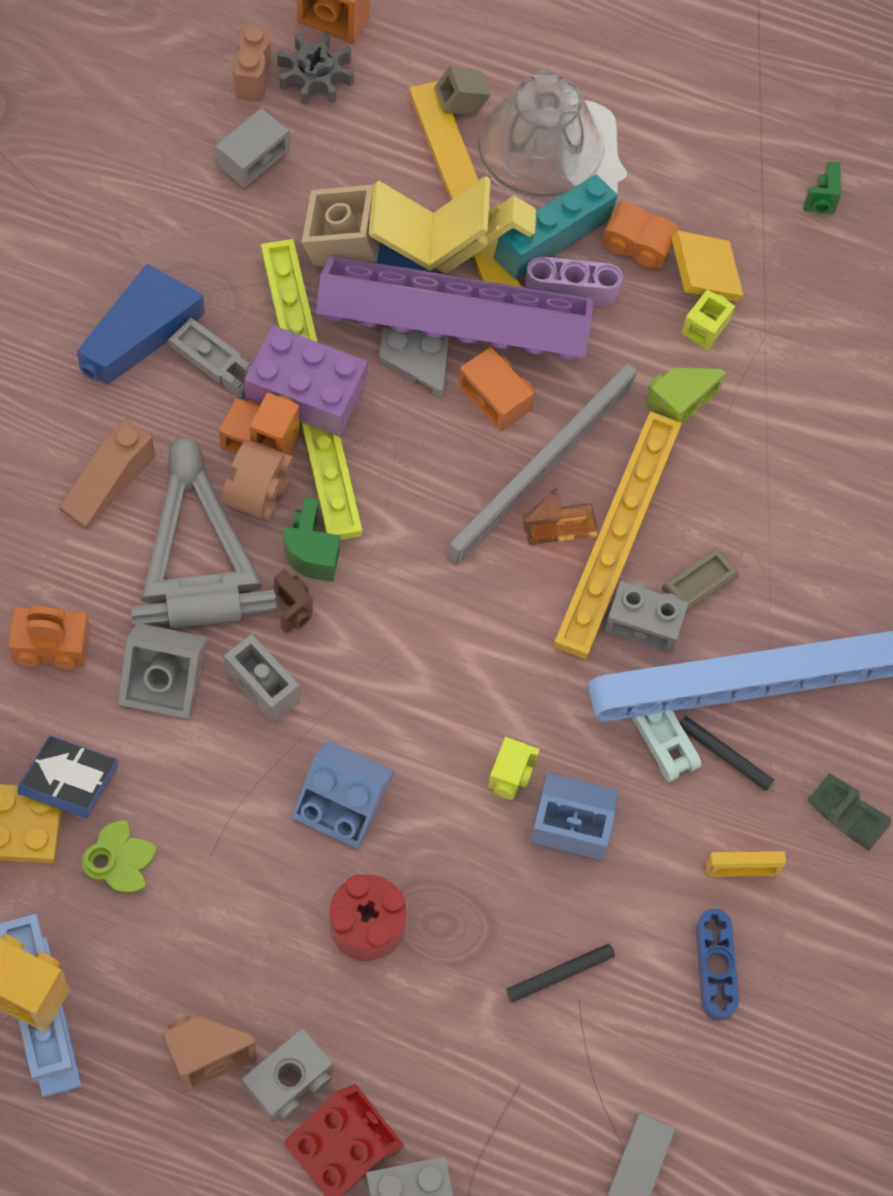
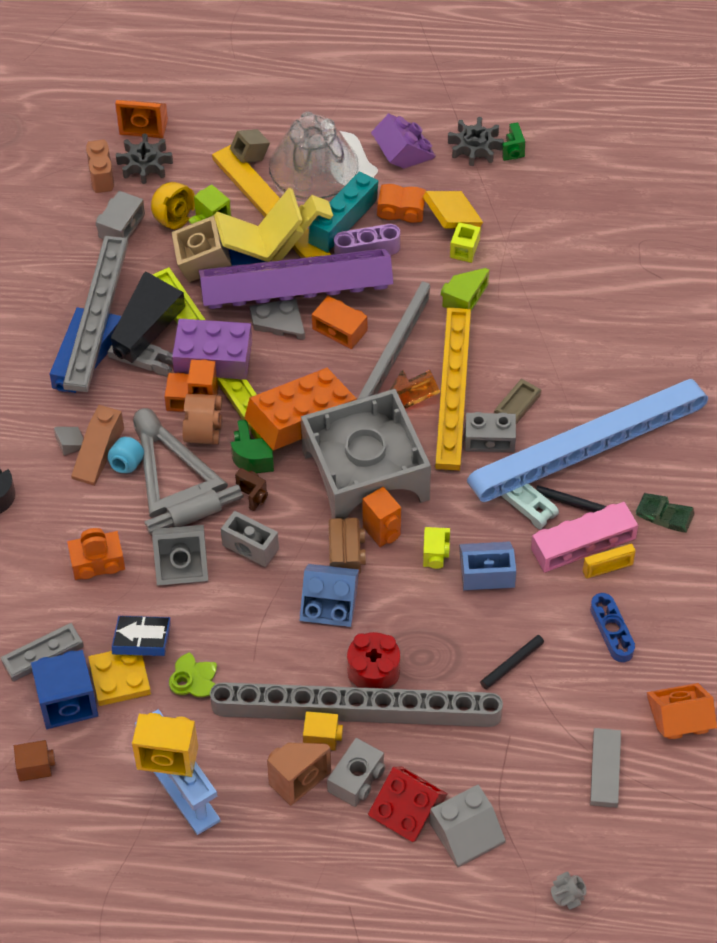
camera: 10 degrees left, 10 degrees down
(74, 451) = (69, 439): none -> light grey slope
(139, 500) = (125, 455): none -> medium azure head
(167, 282) = (95, 314): none -> light grey tile
(233, 305) = (146, 316): none -> black slope
(262, 997) = (322, 729): none -> yellow brick
(328, 149) = (172, 204): none -> yellow cylinder
(336, 986) = (368, 698): none -> light grey beam
(374, 163) = (208, 203): none -> lime brick
(389, 727) = (345, 543): none -> medium nougat brick
(394, 505) = (279, 410): none -> orange brick
(451, 703) = (381, 517): none -> orange brick
(459, 601) = (365, 448): none -> light grey piece
(672, 144) = (402, 142): none -> medium lavender slope
(723, 814) = (584, 536): none -> bright pink brick
(772, 1125) = (682, 710): none -> orange slope
(773, 172) = (475, 141): none -> dark grey gear

